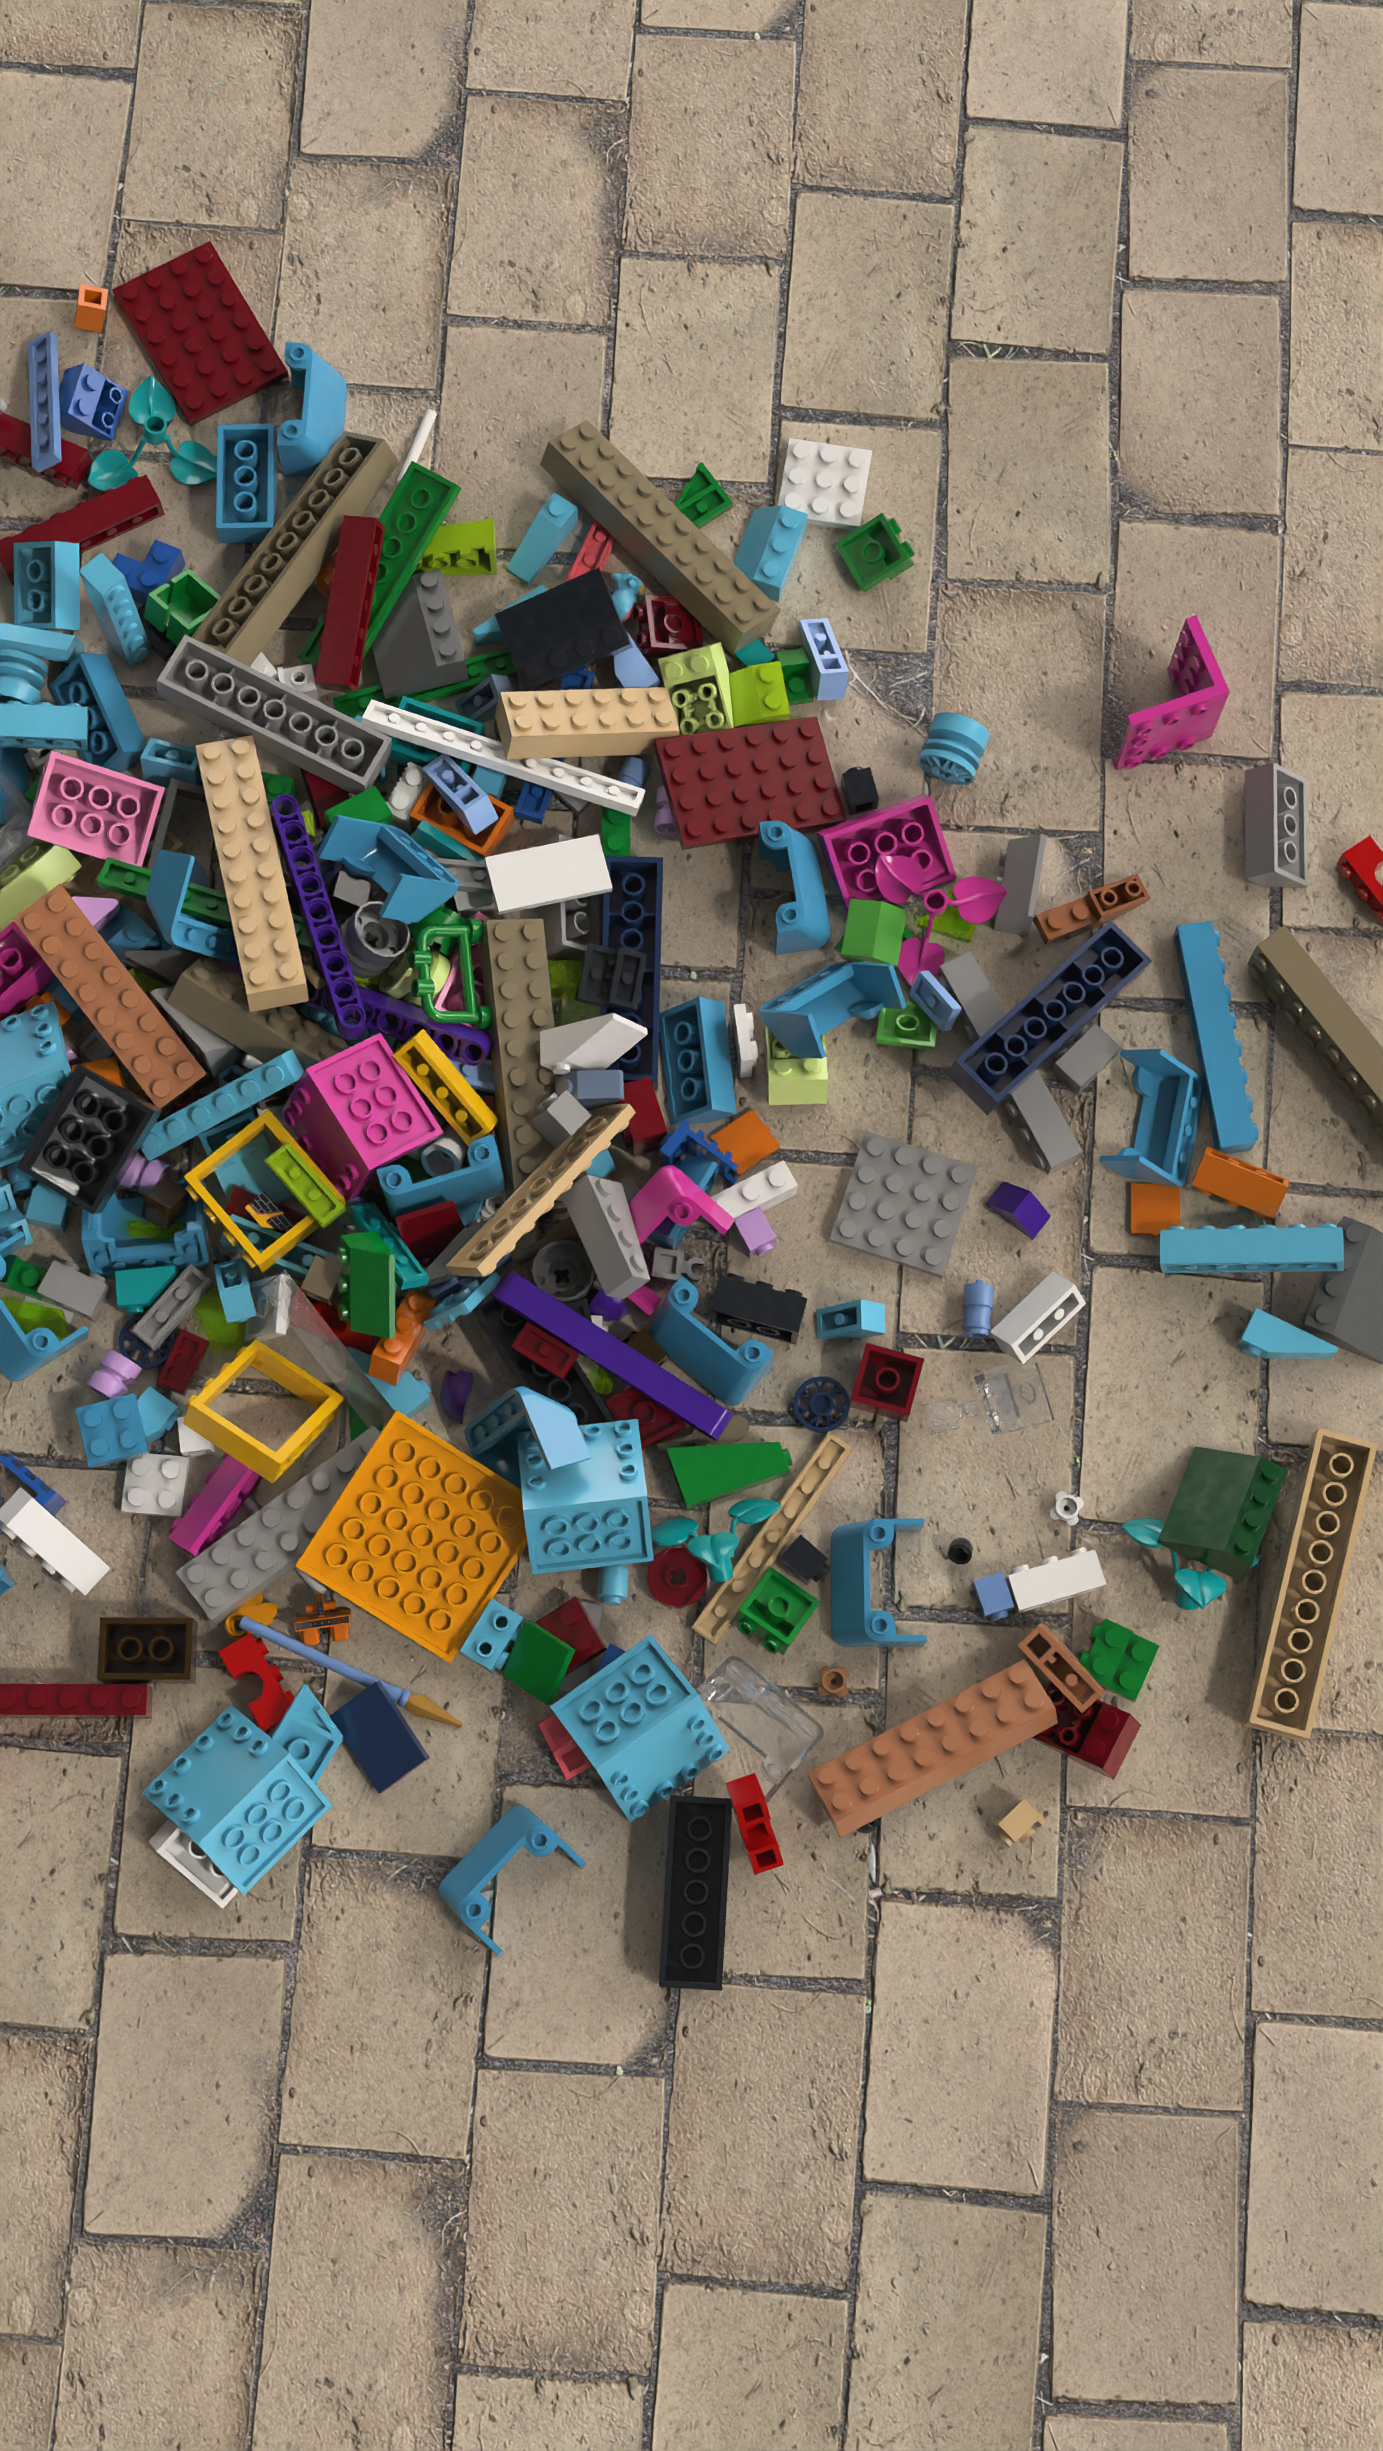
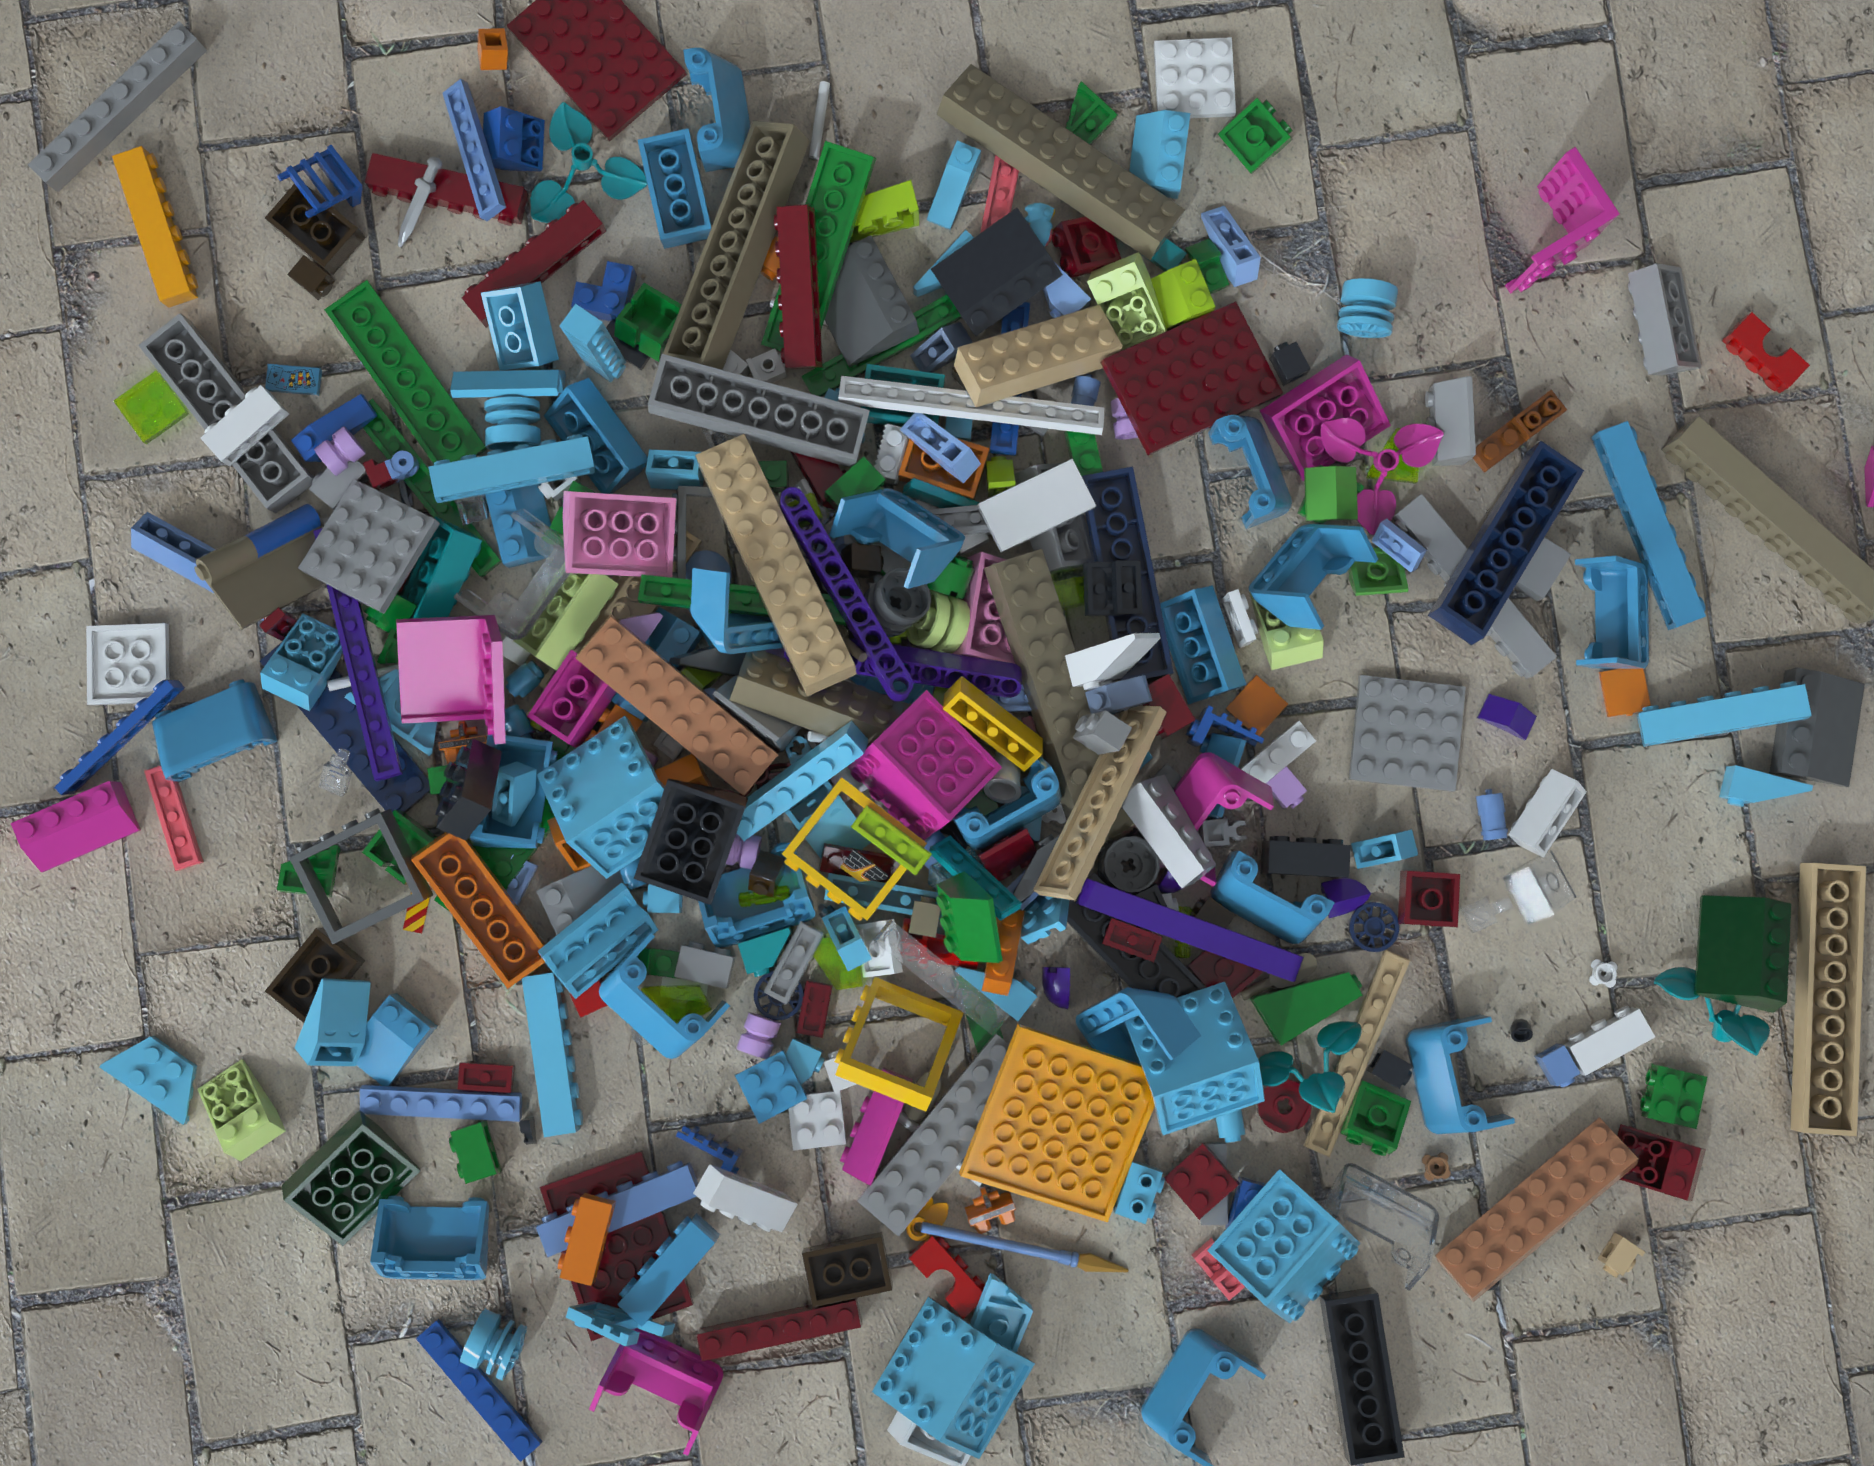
camera: 10 degrees left, 10 degrees up
(379, 1737) = (1062, 1298): dark blue tile -> none
(424, 987) = (1004, 649): green bar -> none
(519, 836) = (999, 475): none -> lime slope
(538, 1662) = (1184, 1208): green tile -> none
(754, 1823) = (1401, 1310): red arch -> none
(795, 1363) = (1346, 894): none -> dark purple brick
(1061, 1666) = (1630, 1116): nougat slope -> none
(1240, 1183) = (1698, 654): orange brick -> none

